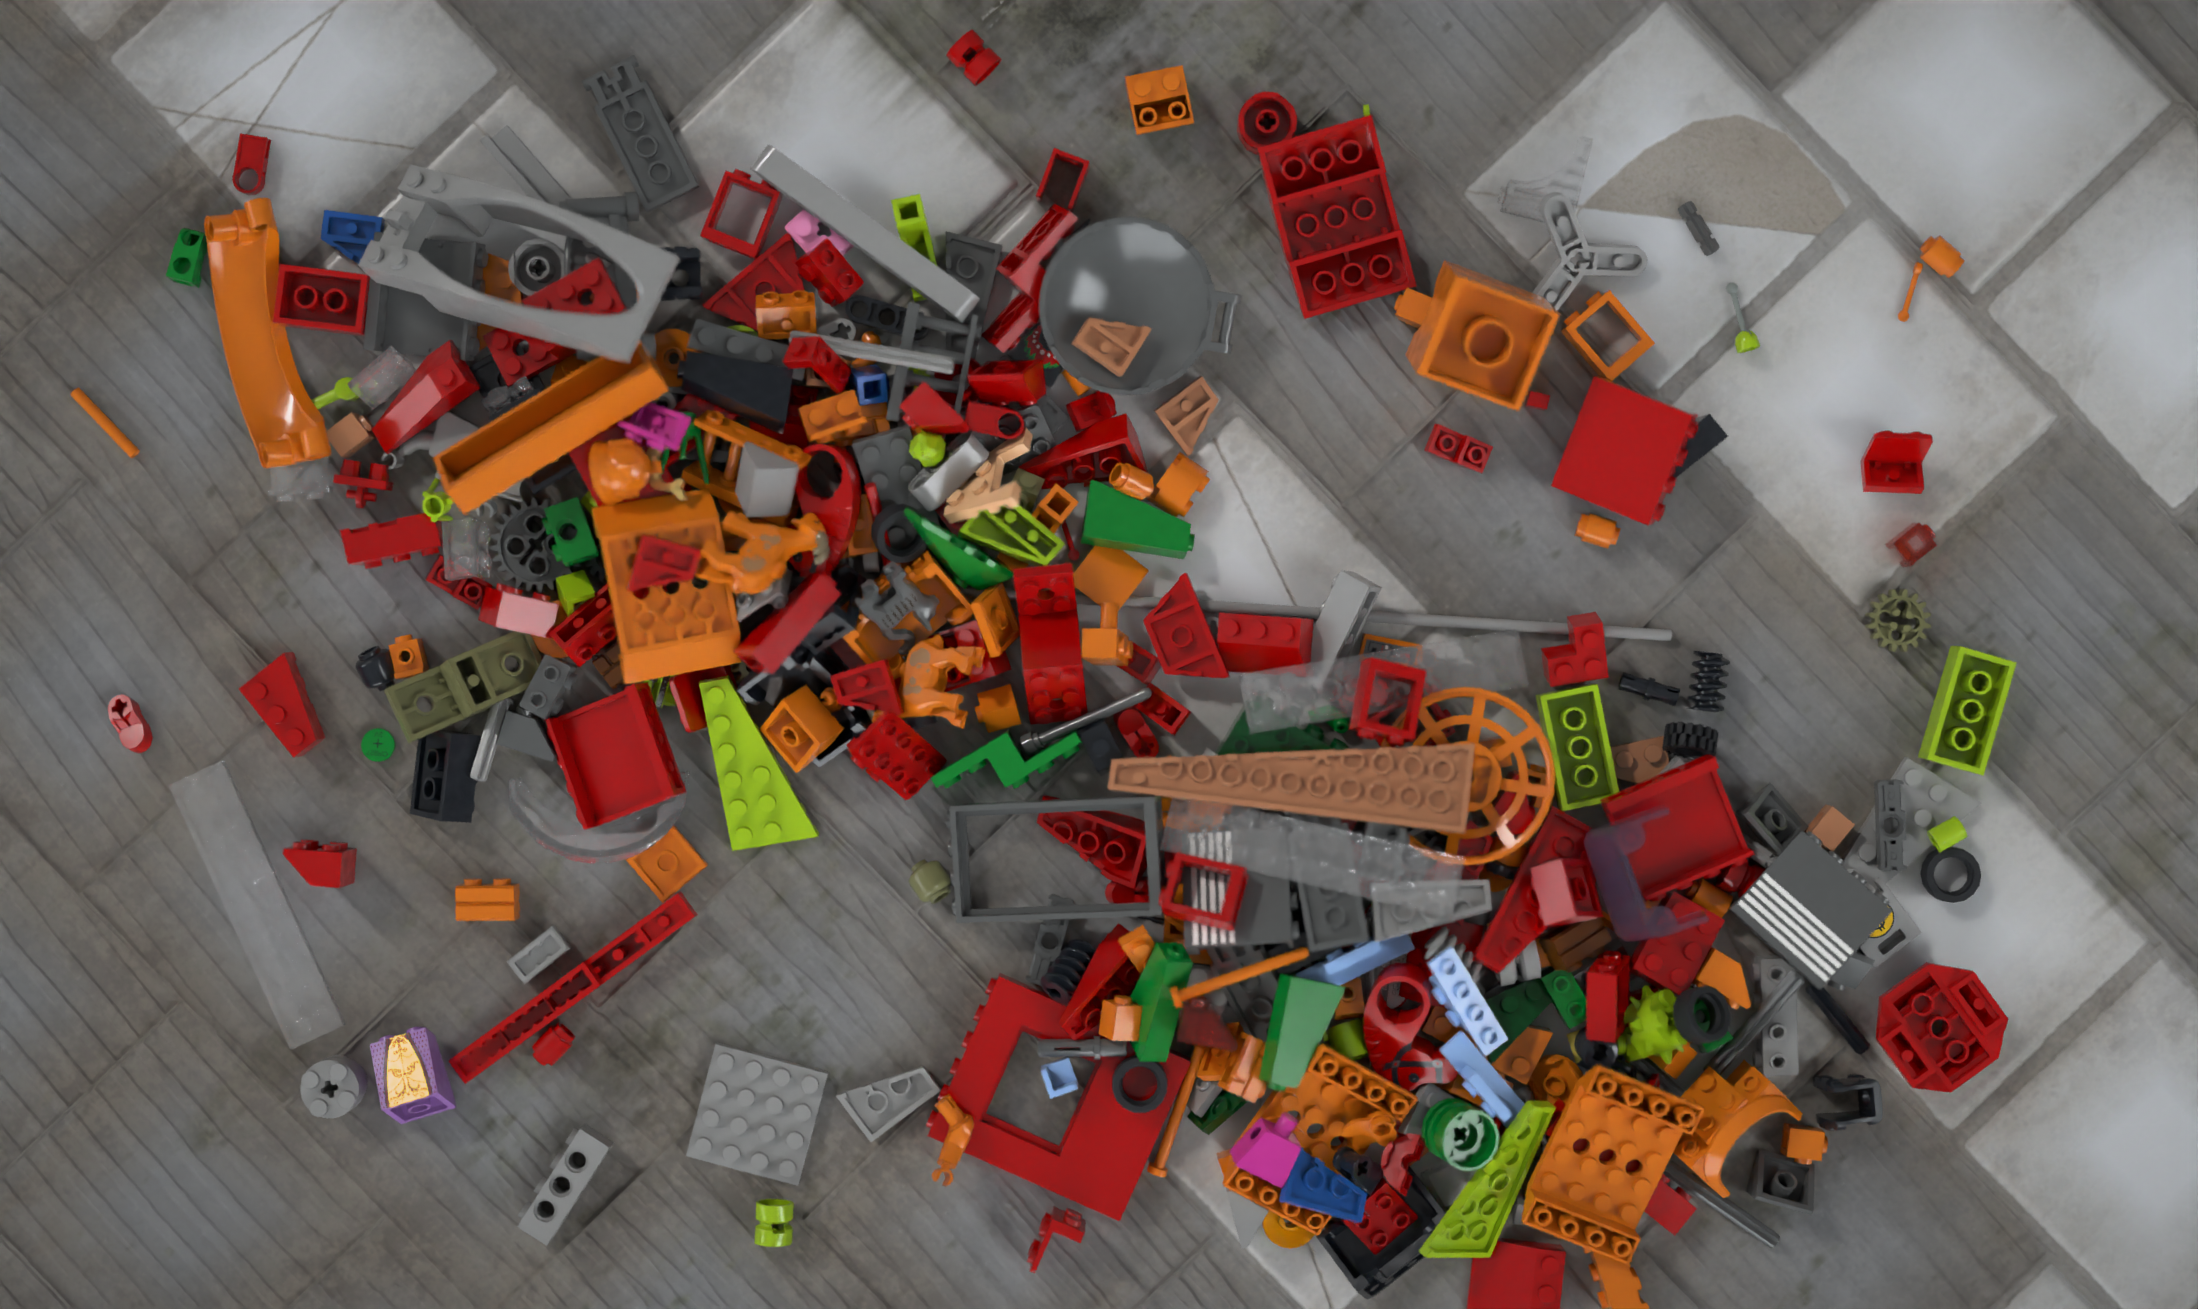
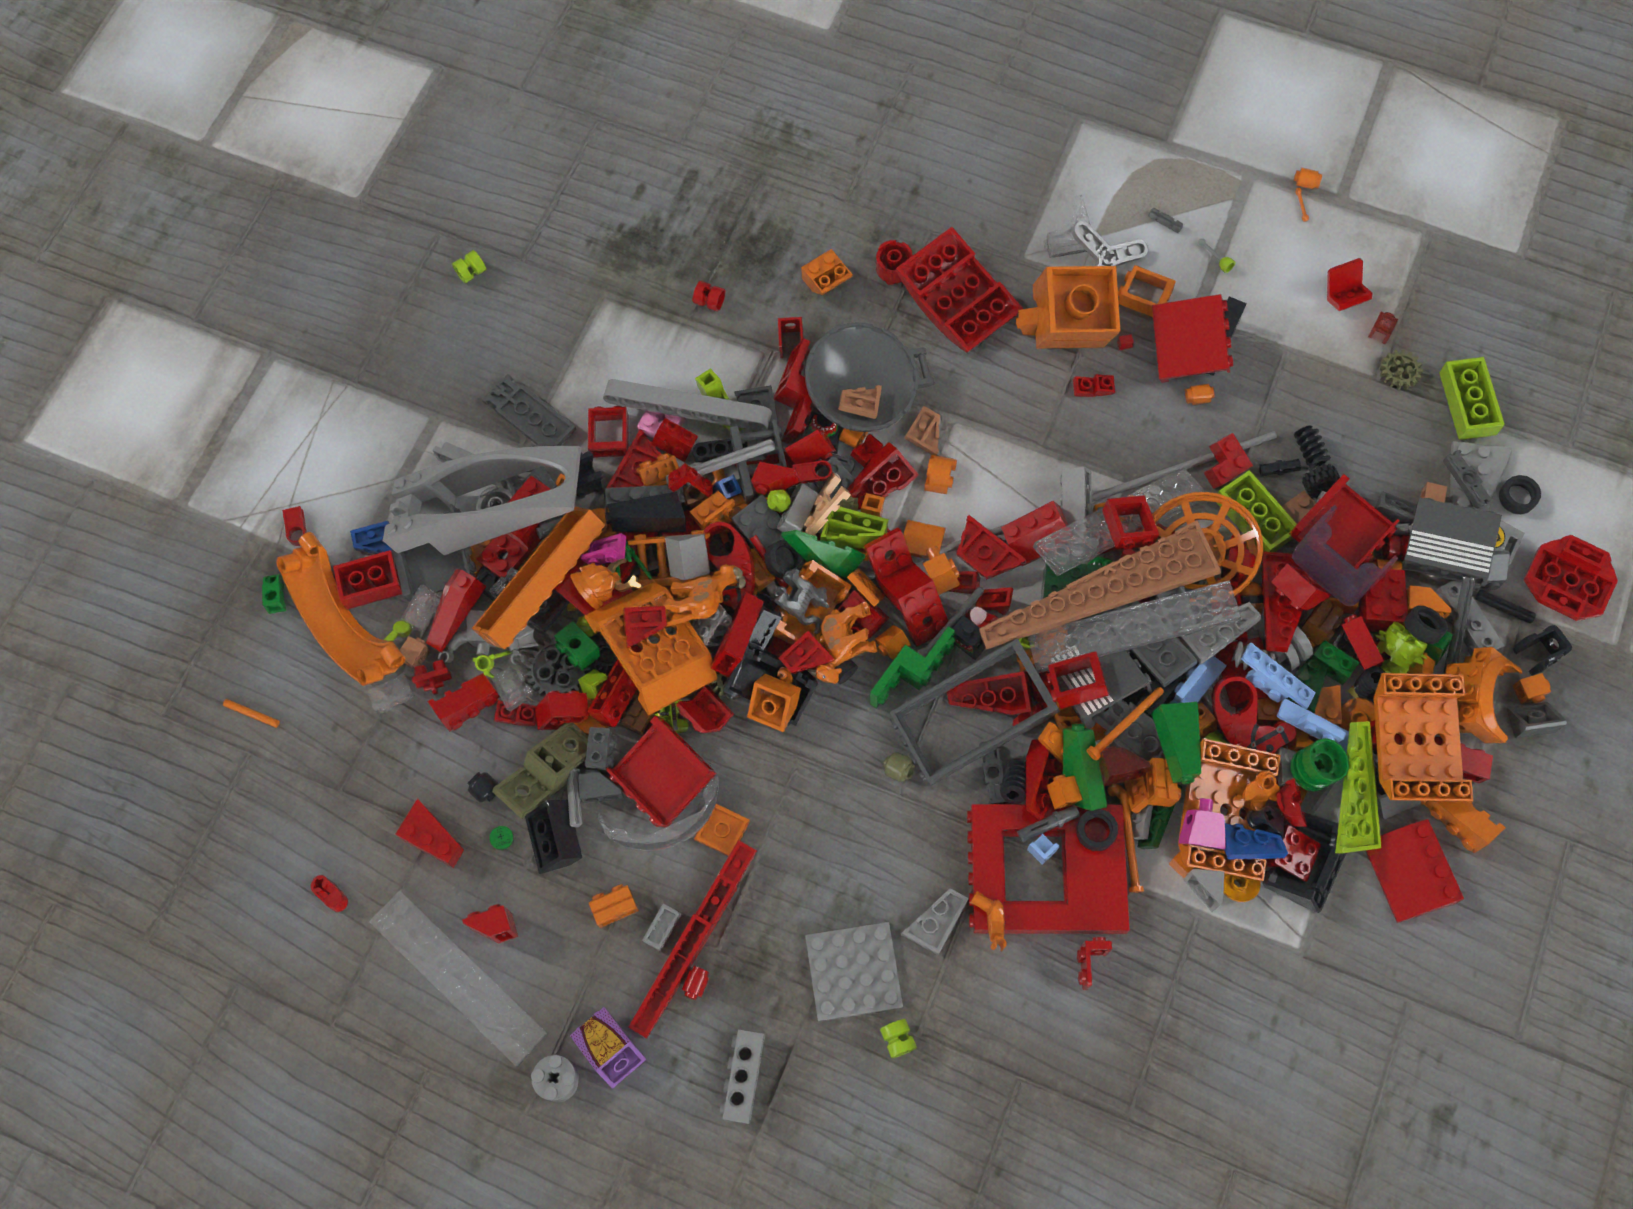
camera: 20 degrees left, 20 degrees down
(416, 664) = (495, 764): orange brick -> none
(752, 784) = (760, 758): lime wing -> none
(896, 755) = (839, 691): red bracket -> none
(1131, 481) = (910, 477): orange brick -> none
(1132, 525) = (923, 503): green slope -> none
(1721, 1204) = (1510, 752): dark grey axle -> none
(1947, 834) = (1504, 469): lime piece -> none

